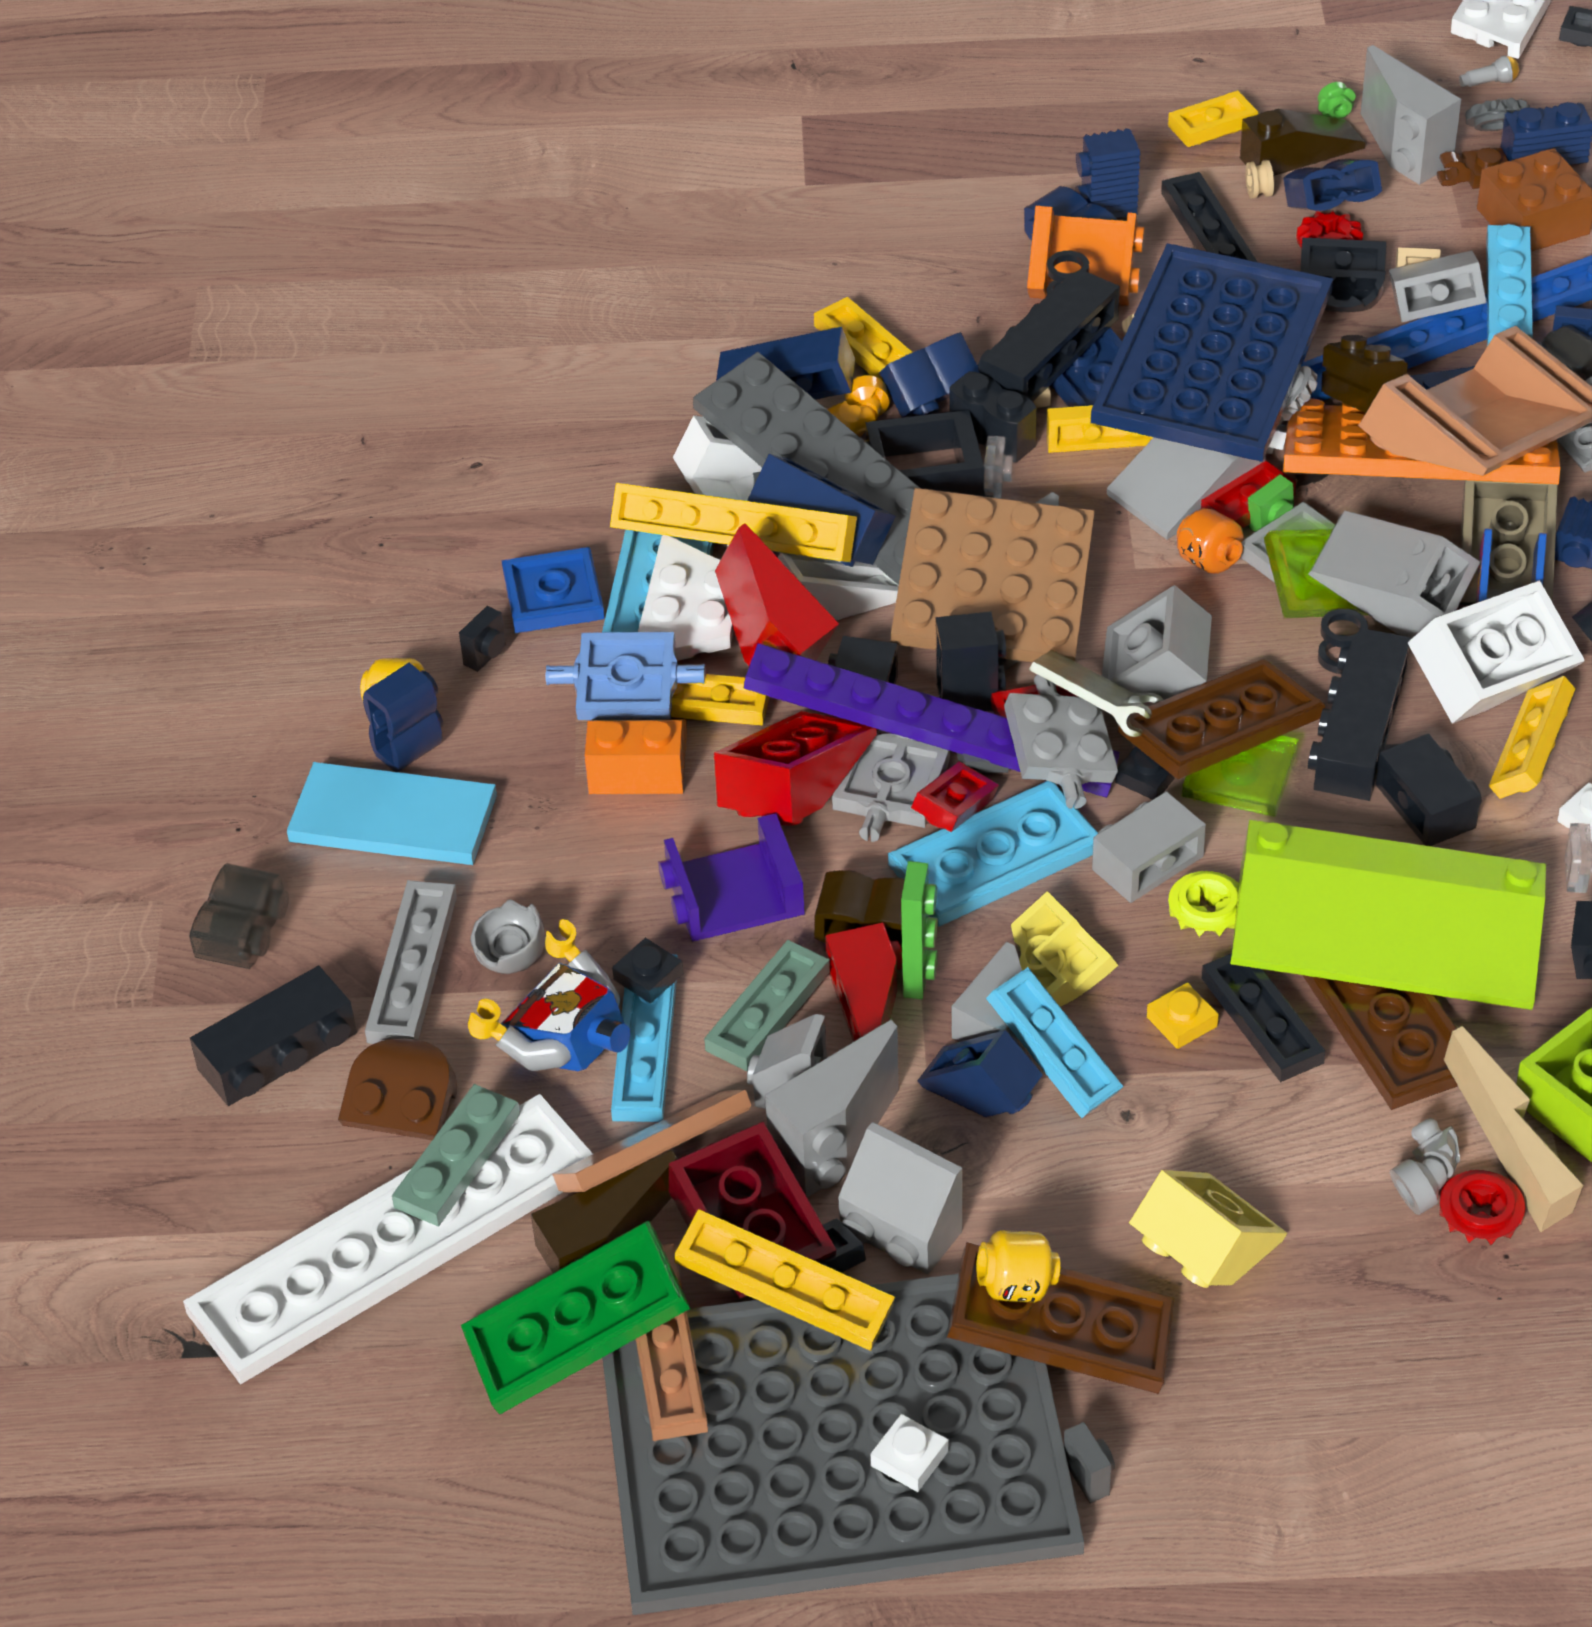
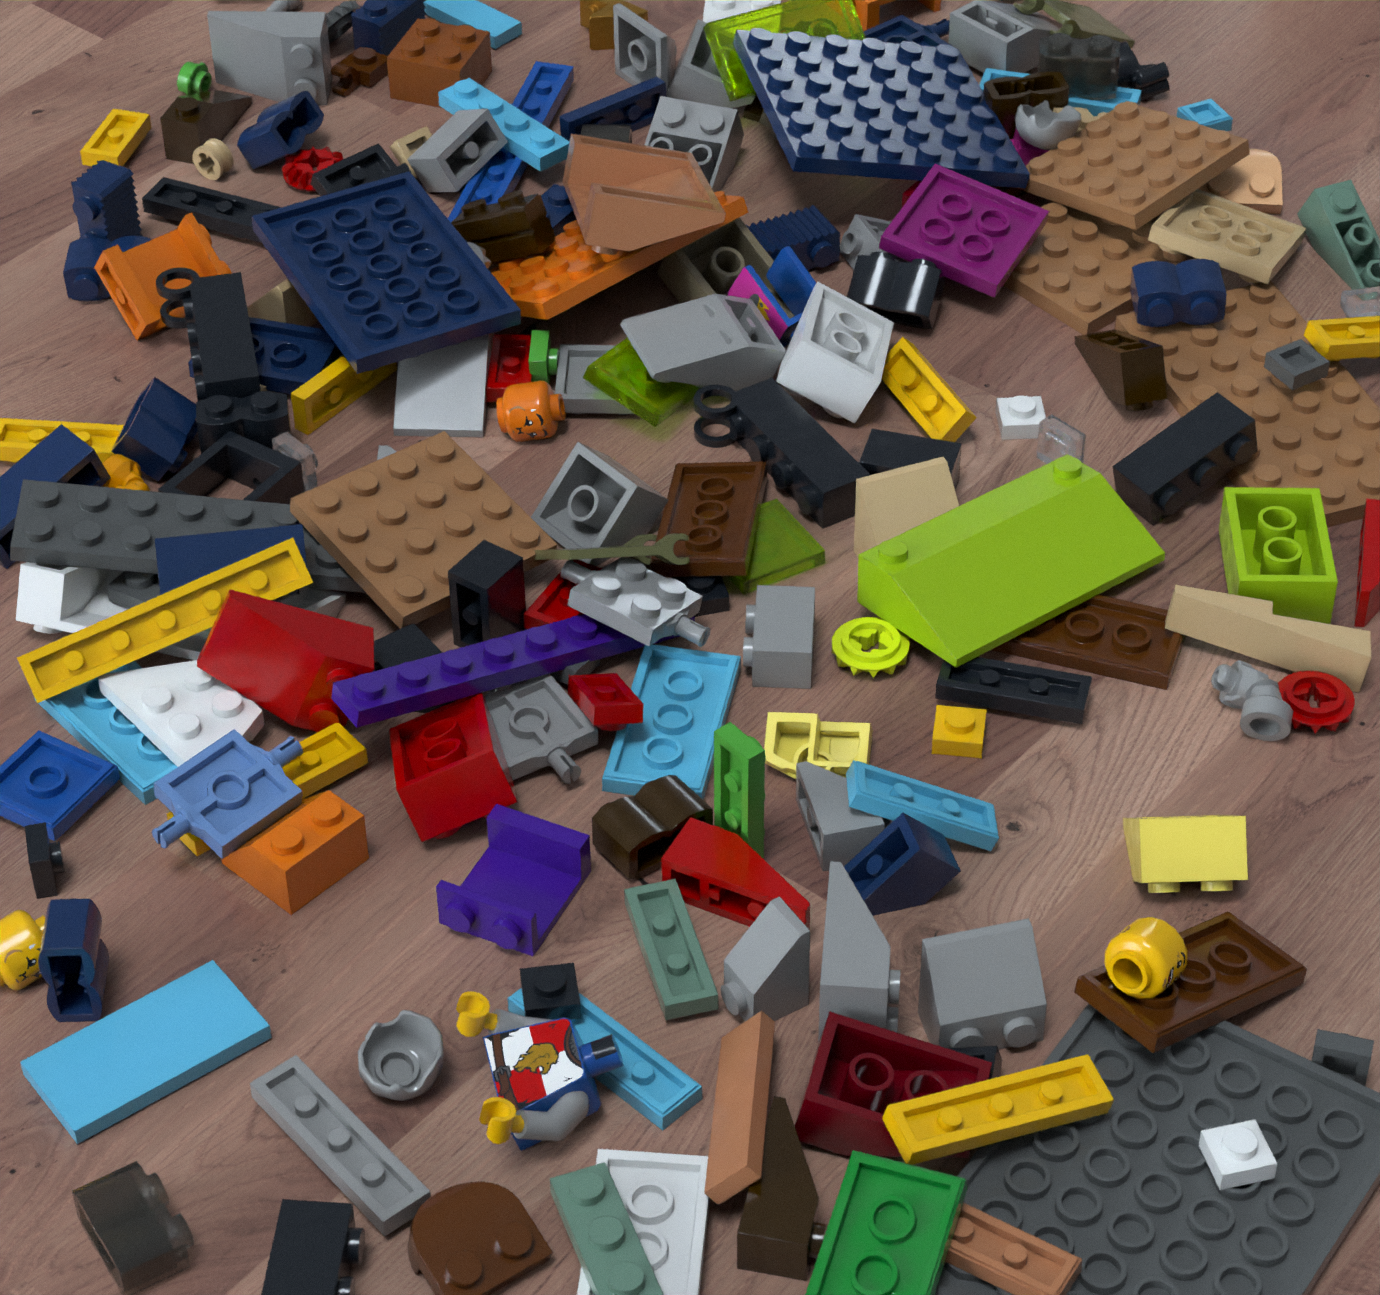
camera: 50 degrees left, 5 degrees down
(1354, 803) = (900, 501): none -> tan slope

